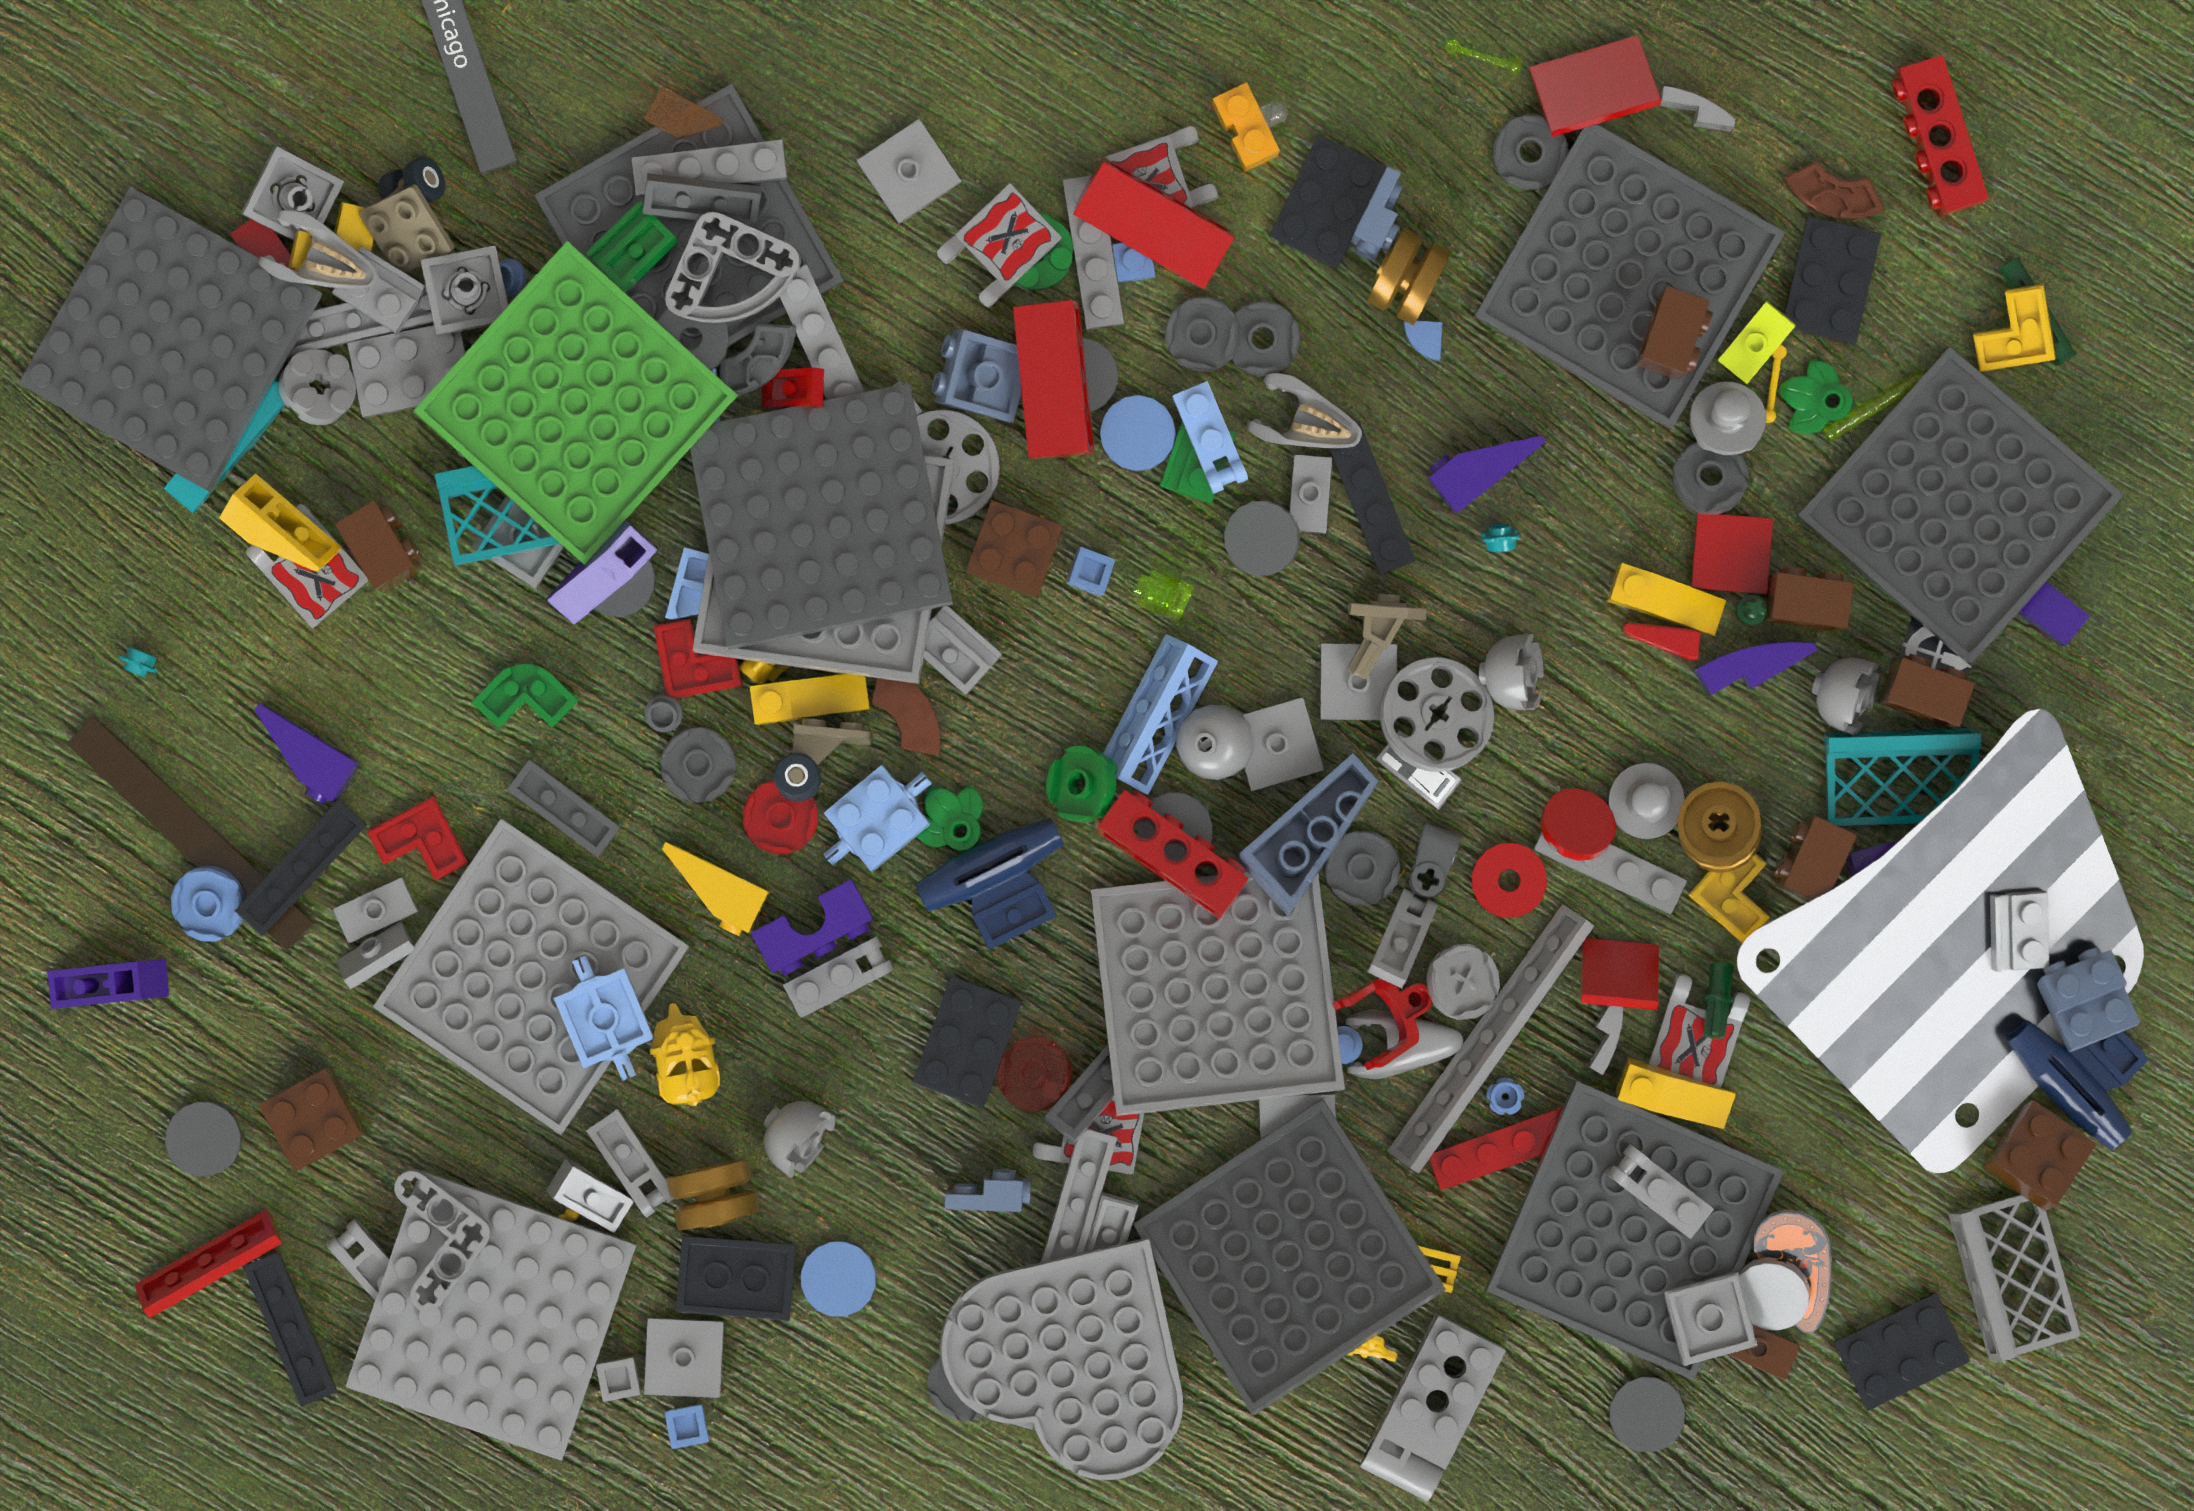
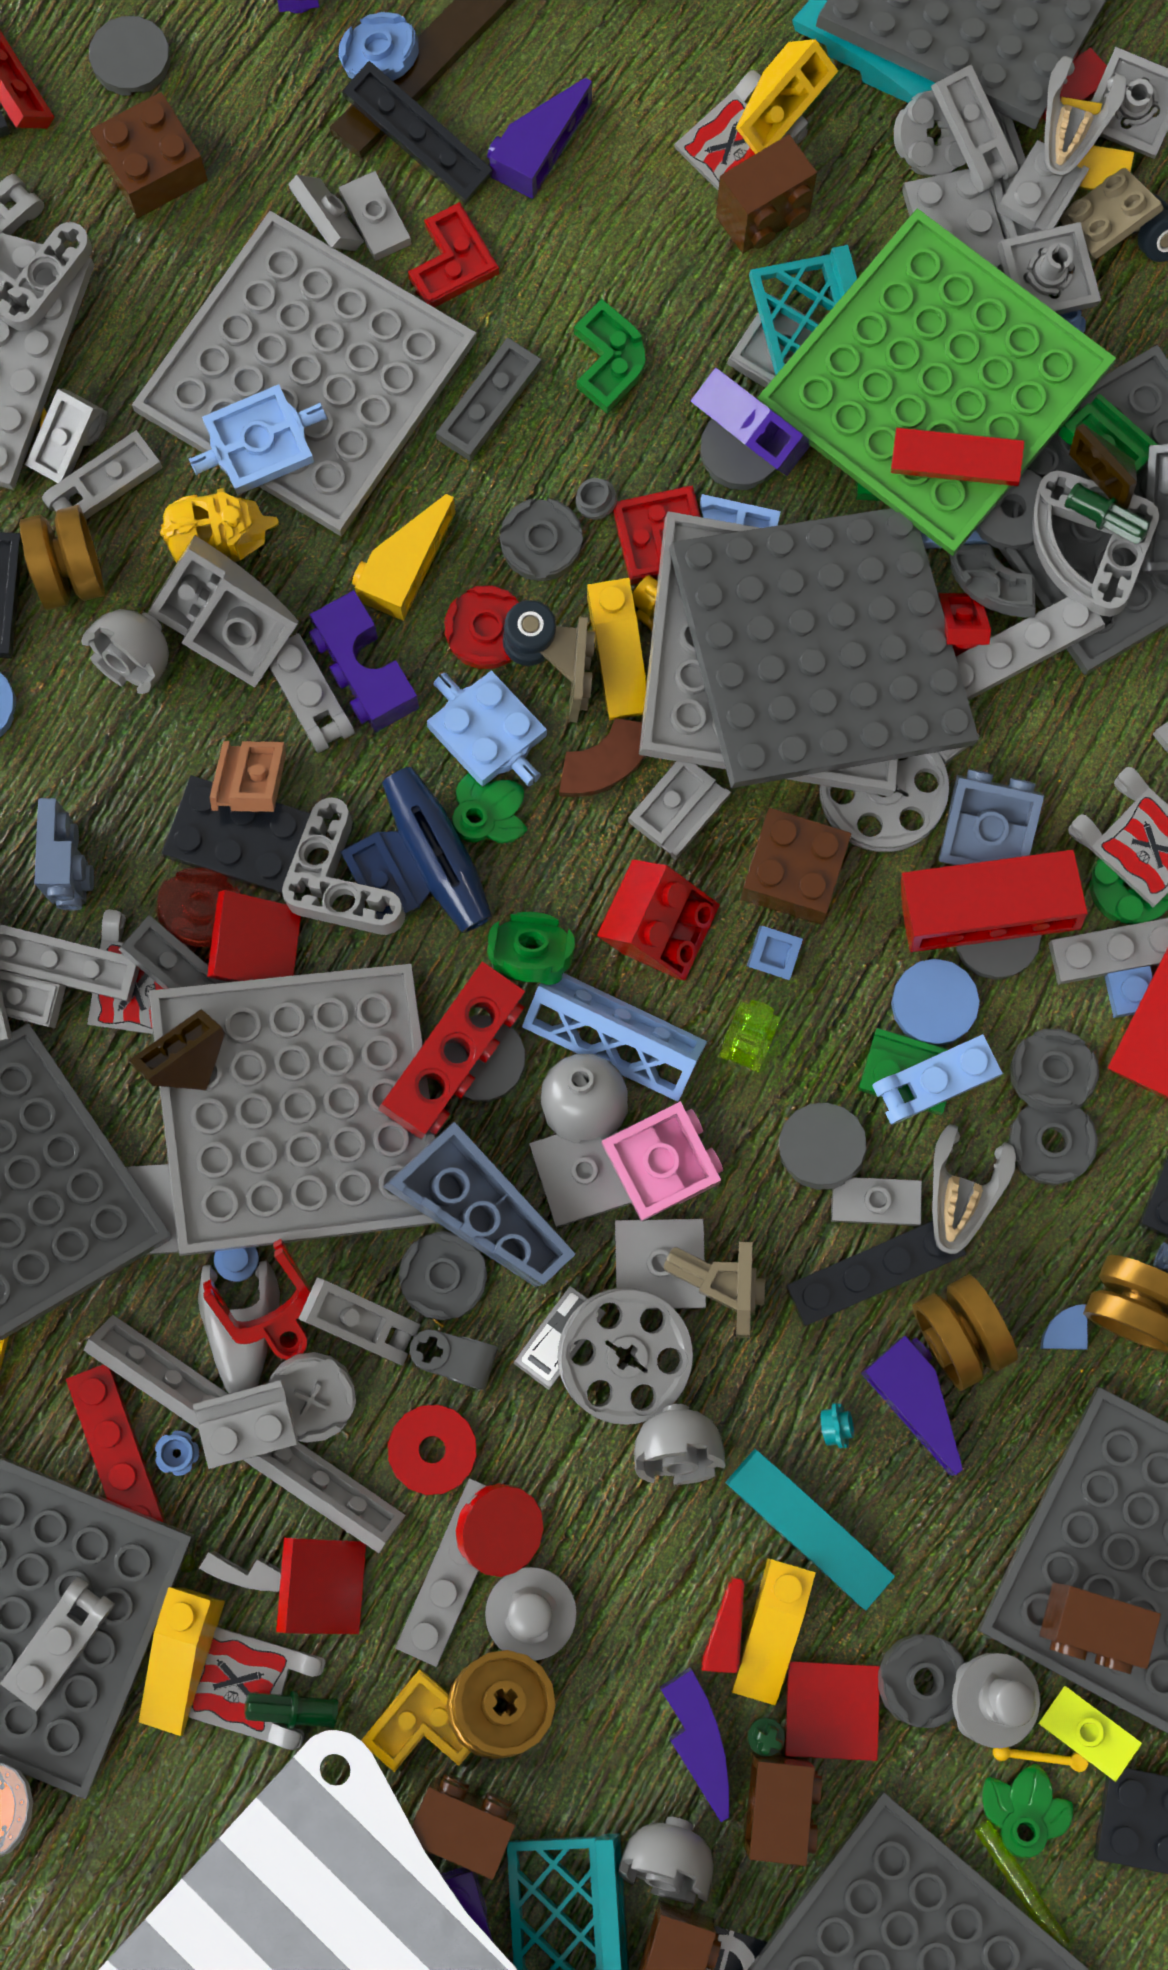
camera: 85 degrees right, 10 degrees down
(323, 351) = (975, 127): none -> light grey plate
(653, 388) = (957, 457): none -> red tile
(665, 253) = (1104, 464): none -> dark brown slope
(714, 259) = (1107, 513): none -> dark green axle
(767, 1051) = (223, 612): none -> light grey slope
(918, 1029) = (248, 776): none -> nougat plate
(1012, 968) = (323, 885): none -> light grey beam
(1057, 671) = (658, 918): none -> red slope
(1067, 1026) = (252, 939): none -> red tile
(1174, 1083) = (182, 1055): none -> dark brown slope
(1272, 676) = (663, 1160): none -> bright pink plate
(1429, 430) = (965, 1332): none -> pearl gold wheel
(1486, 1034) = (245, 1424): none -> light grey plate
(1585, 565) = (810, 1529): none -> teal slope

